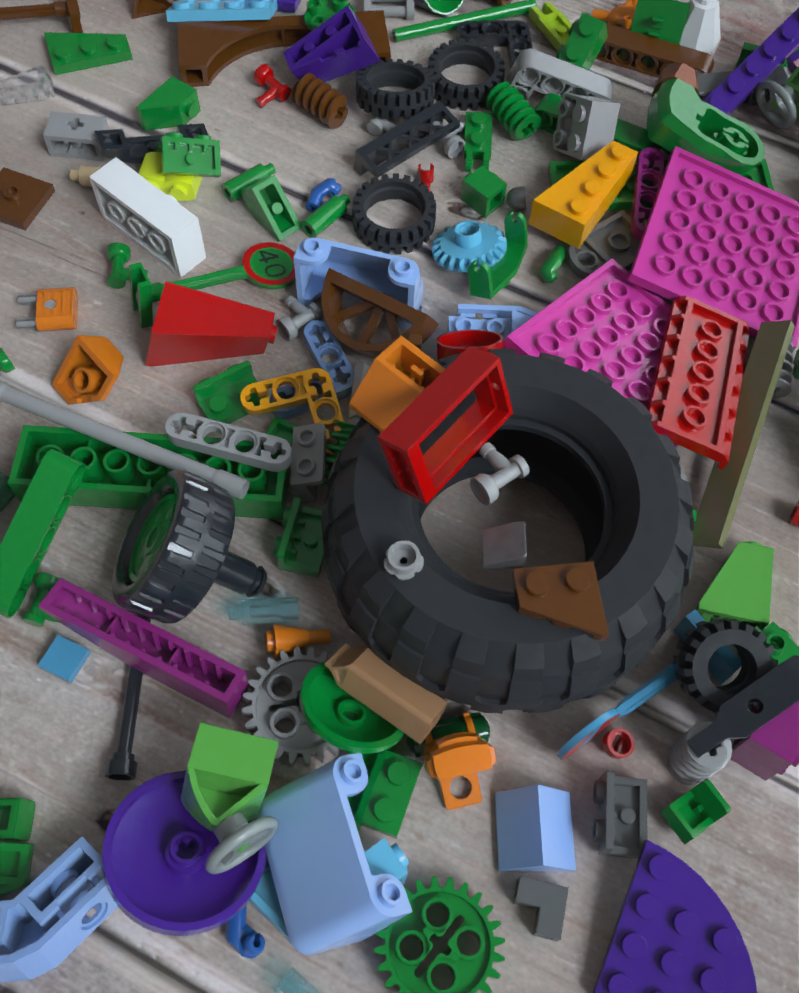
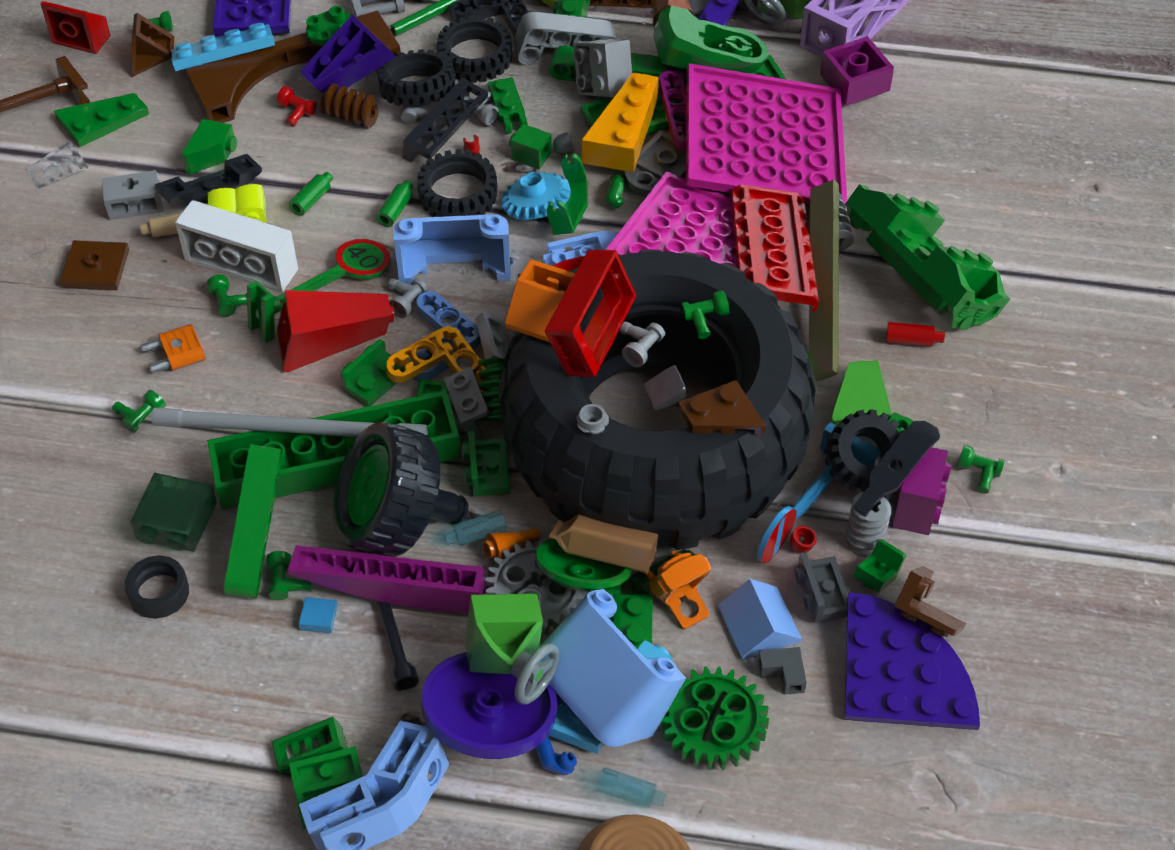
camera: 15 degrees left, 10 degrees down
(88, 370) = (239, 386): orange slope -> none
(189, 156) = (254, 183): green bracket -> none
(230, 438) = (396, 397): light grey beam -> none
(271, 207) = (343, 209): green slope -> none
(318, 192) = (380, 185): blue arm -> none
(332, 293) = (468, 259): reddish brown window -> none
(513, 111) = (531, 70): green piece -> none
(575, 454) = (696, 311): none -> green piece
(727, 892) = (913, 608): none -> reddish brown bracket

